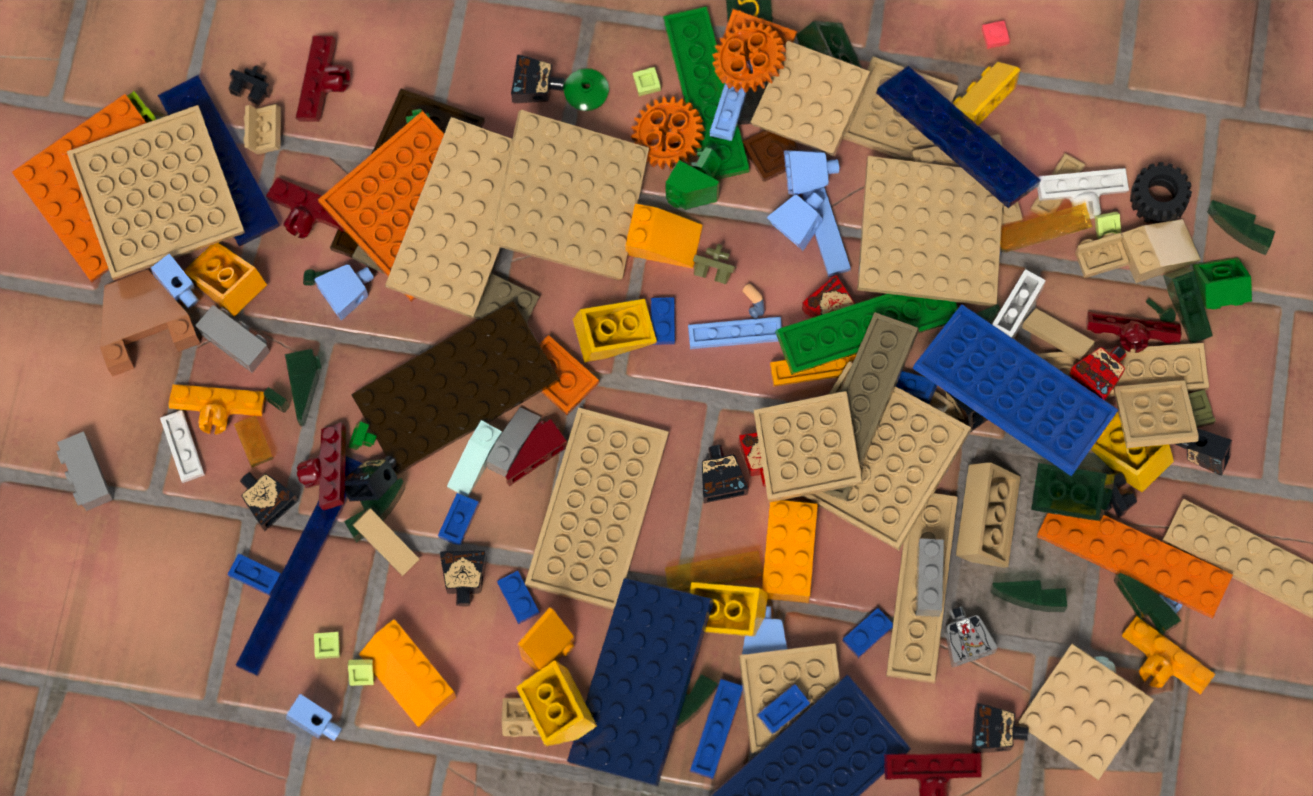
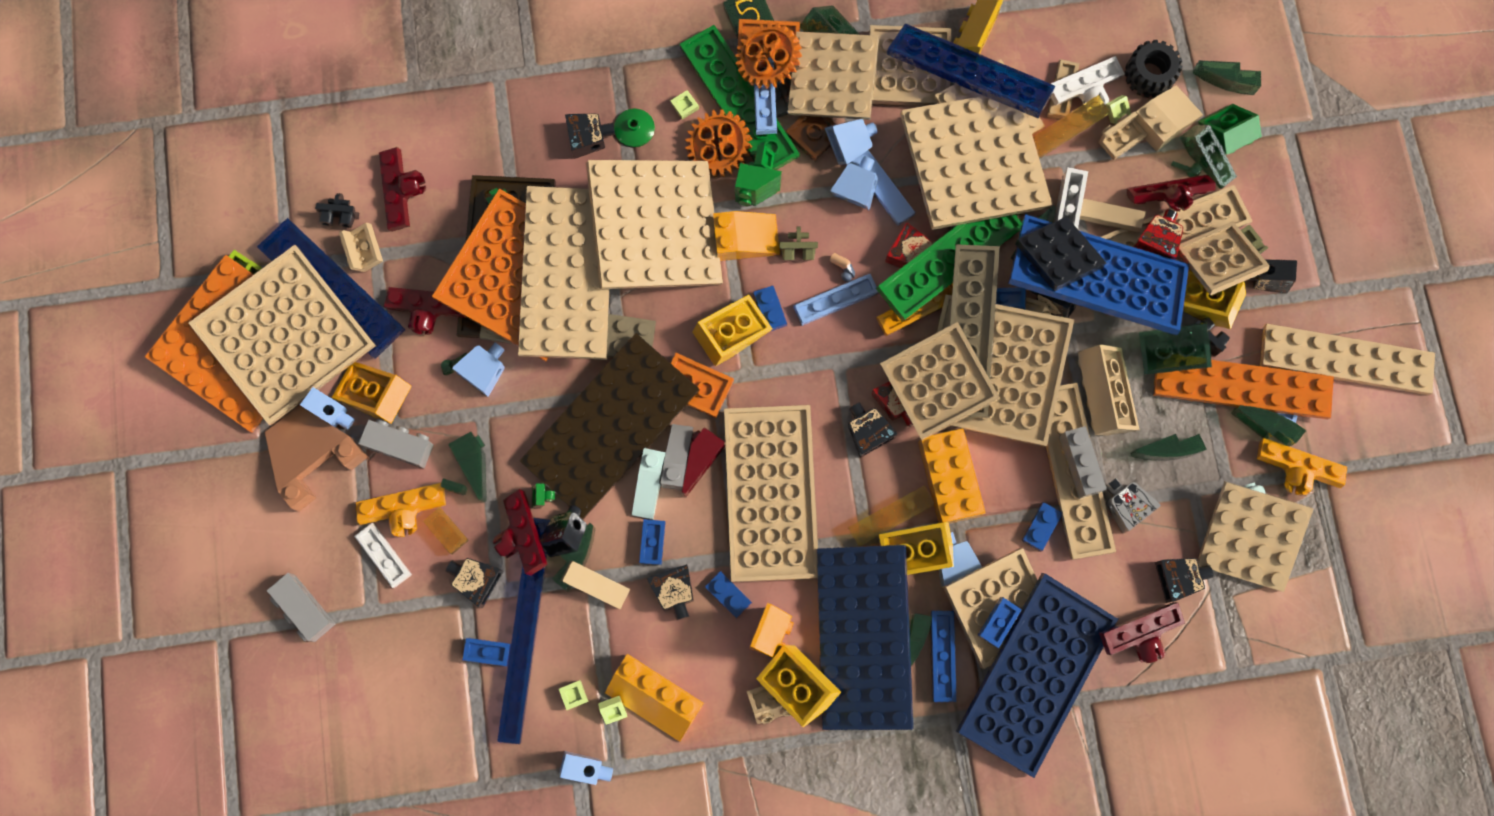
camera: 20 degrees left, 5 degrees up
(979, 354) = (1060, 253): none -> black plate

